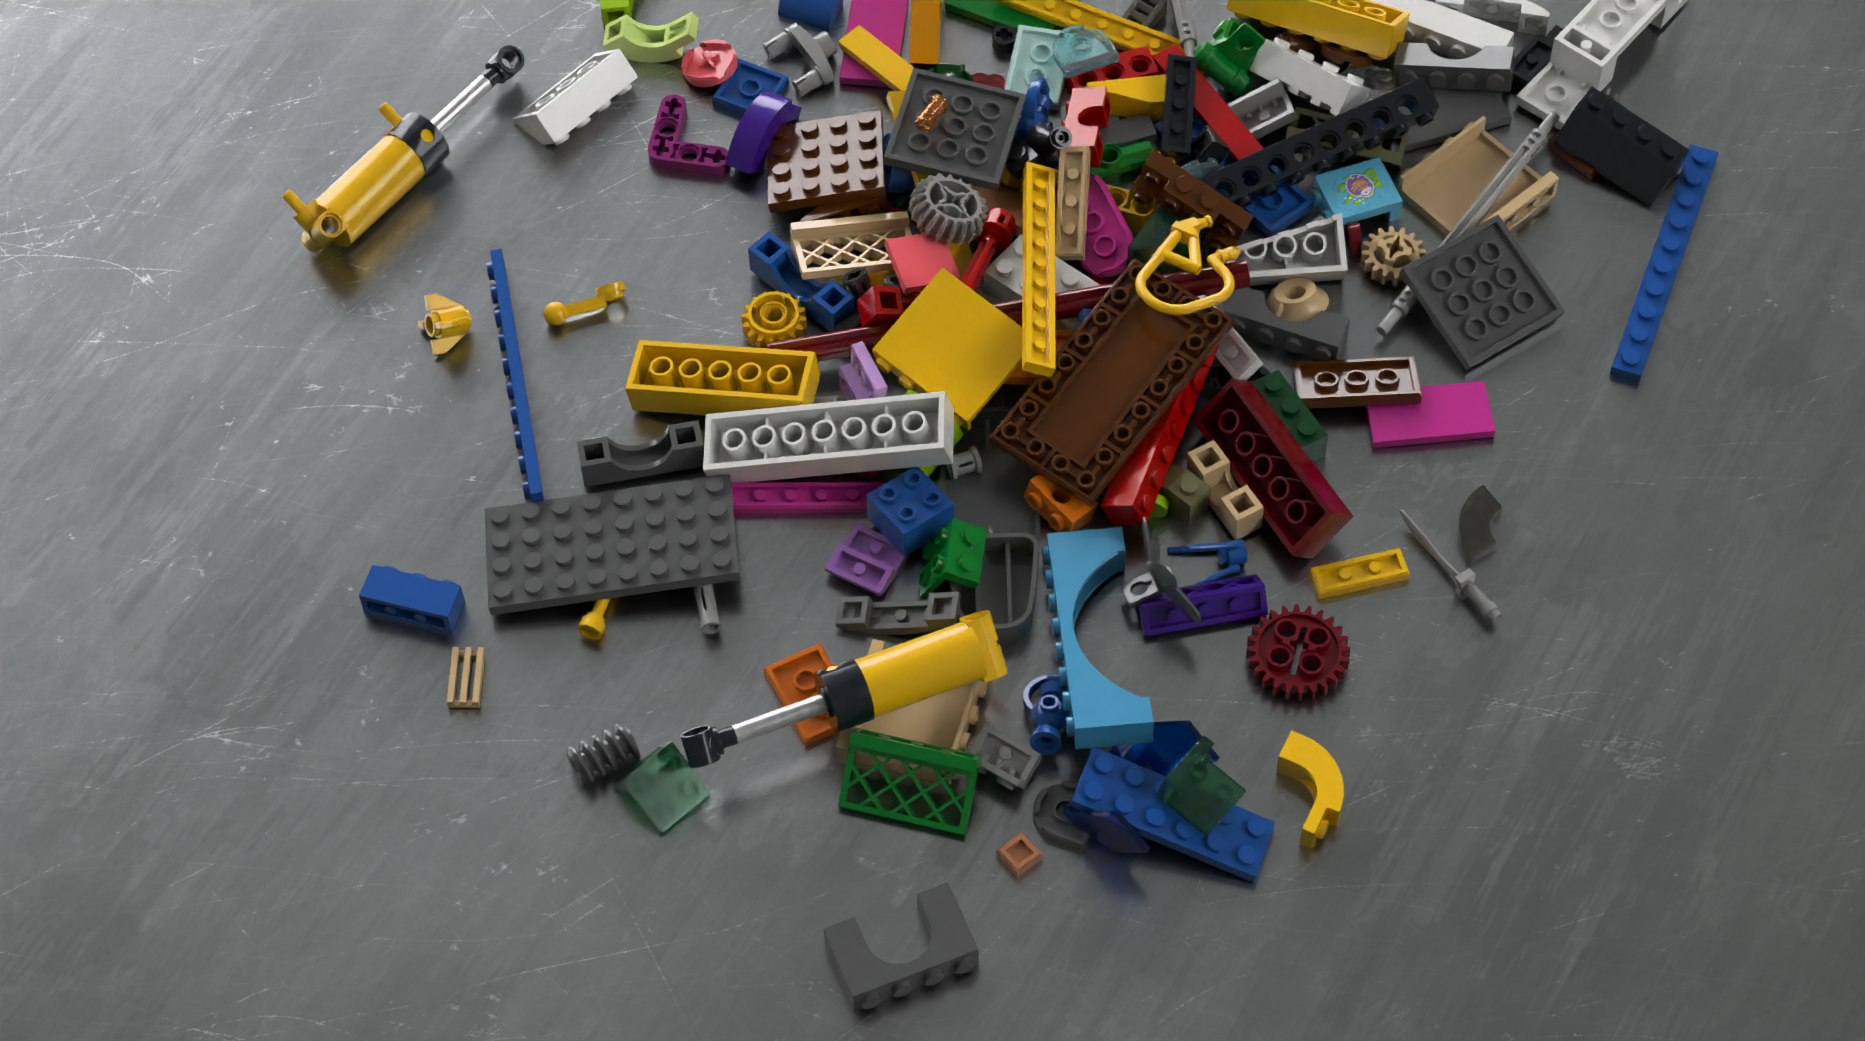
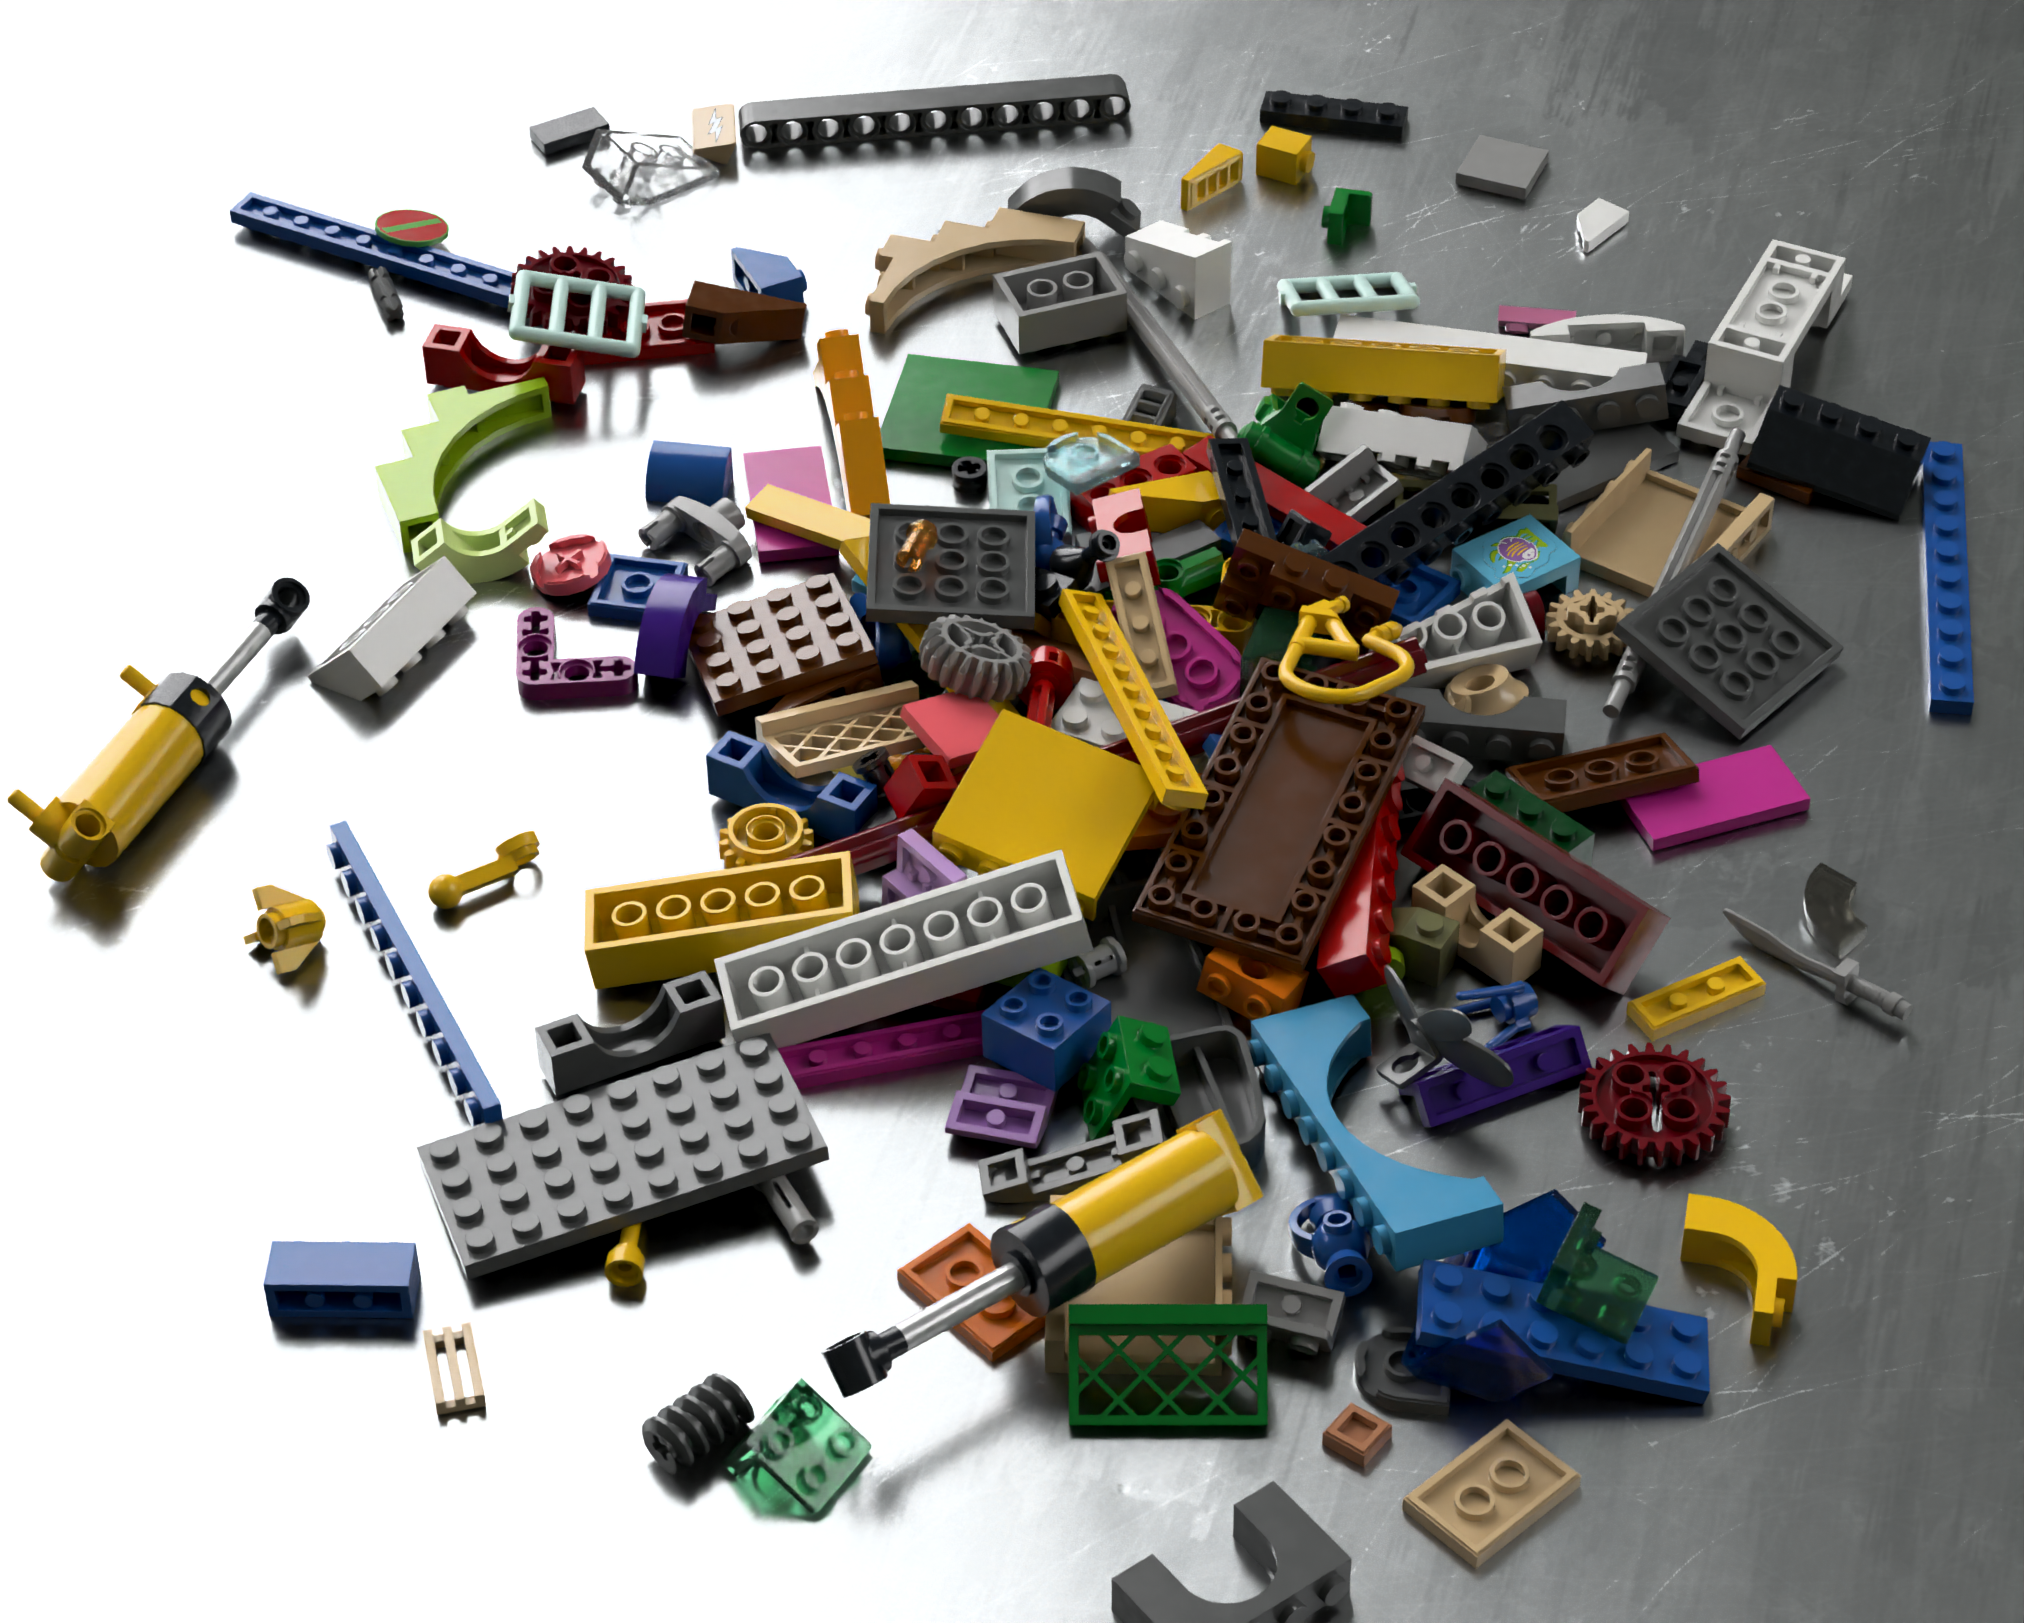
camera: 15 degrees left, 15 degrees down
(1091, 916) = (1491, 1493): none -> tan tile

